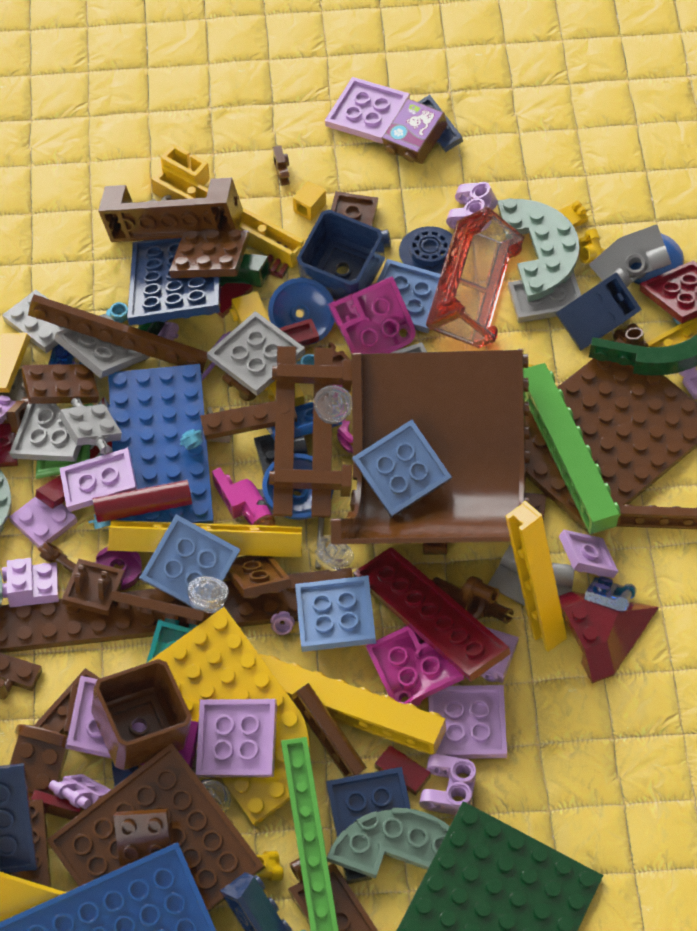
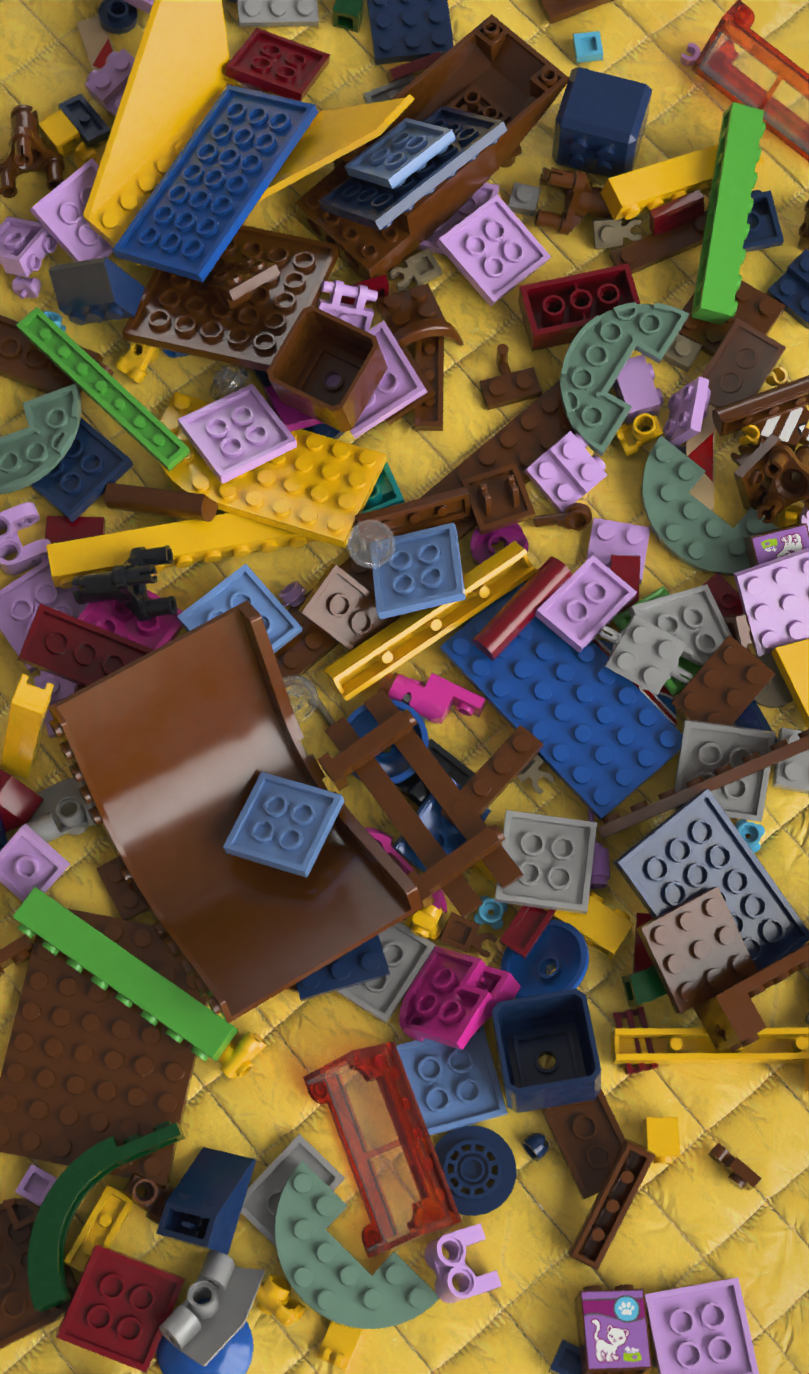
camera: 145 degrees right, 15 degrees up
(191, 439) = (527, 706): medium azure plate -> none
(333, 404) = (406, 839): clear piece -> none
(364, 182) = (611, 1204): none -> reddish brown brick
(396, 673) = (128, 584): none -> black wheel

